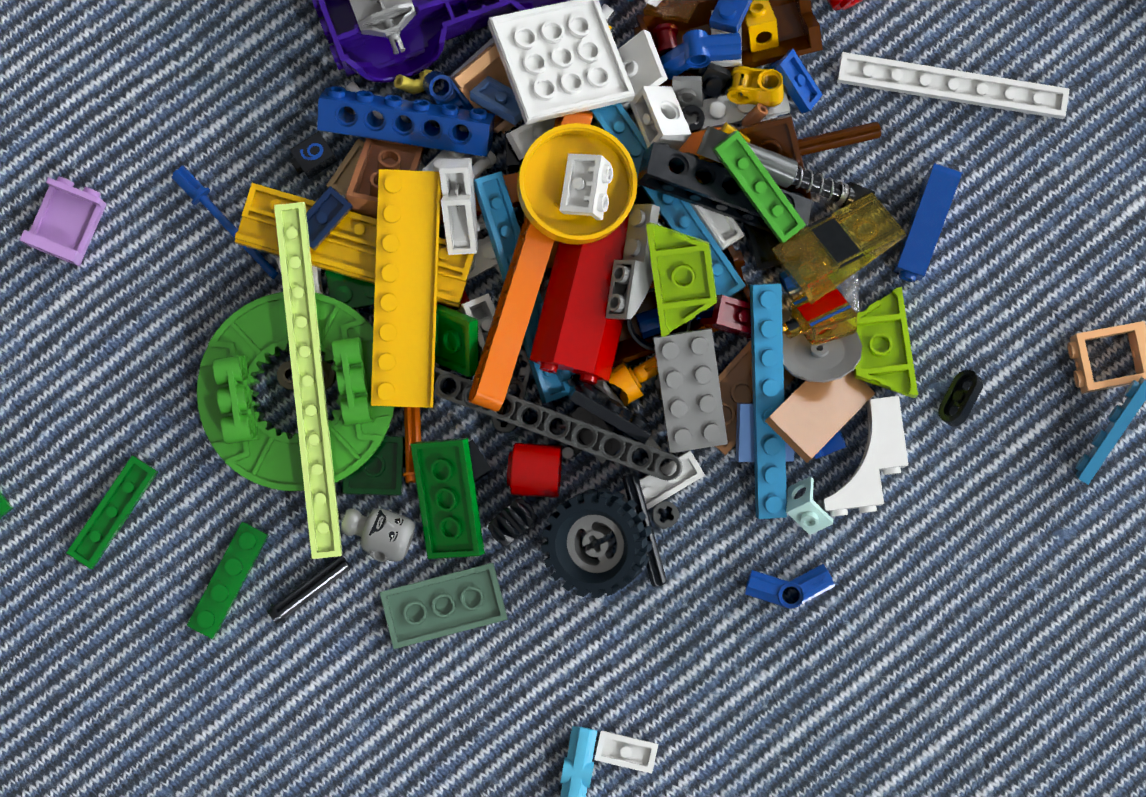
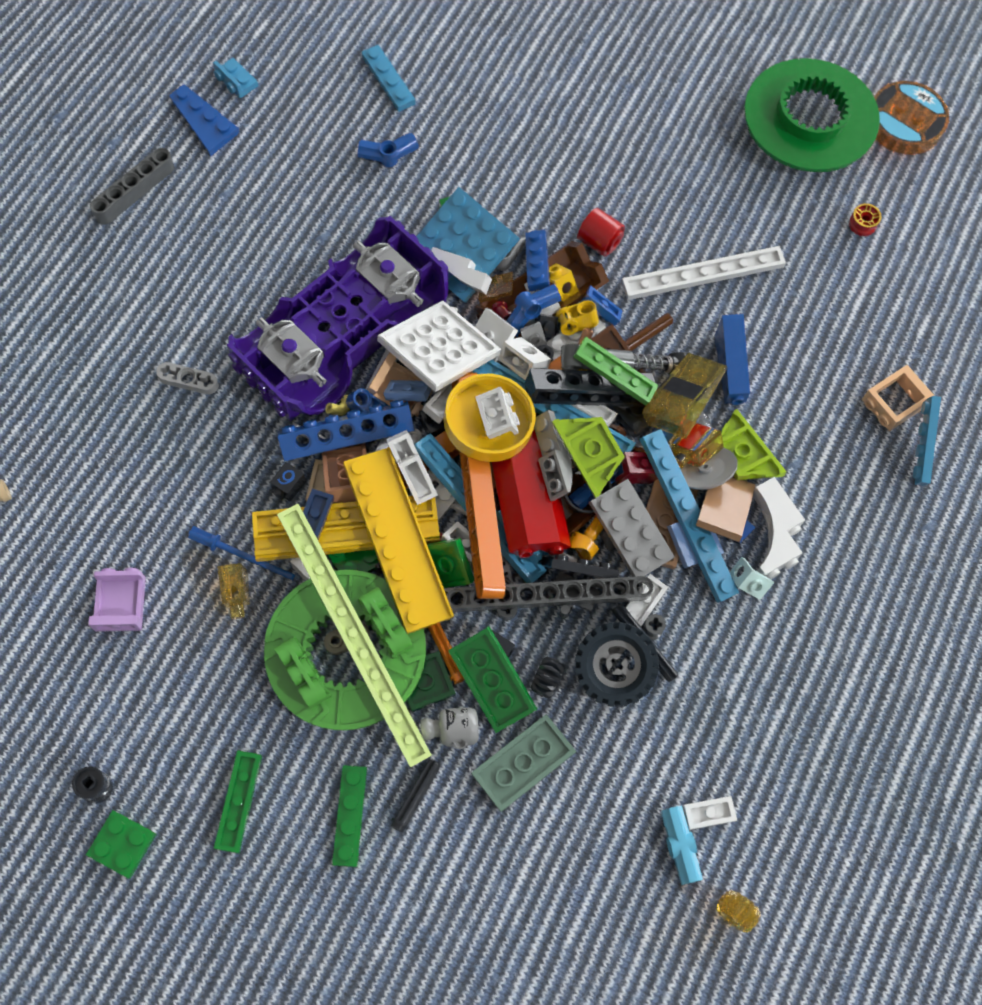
camera: 30 degrees left, 15 degrees down
(199, 253) = (233, 579): none -> clear yellow torso
(535, 470) = (547, 632): red piece -> none
(771, 588) = (755, 646): blue piece -> none
(958, 399) = (814, 465): black plate -> none

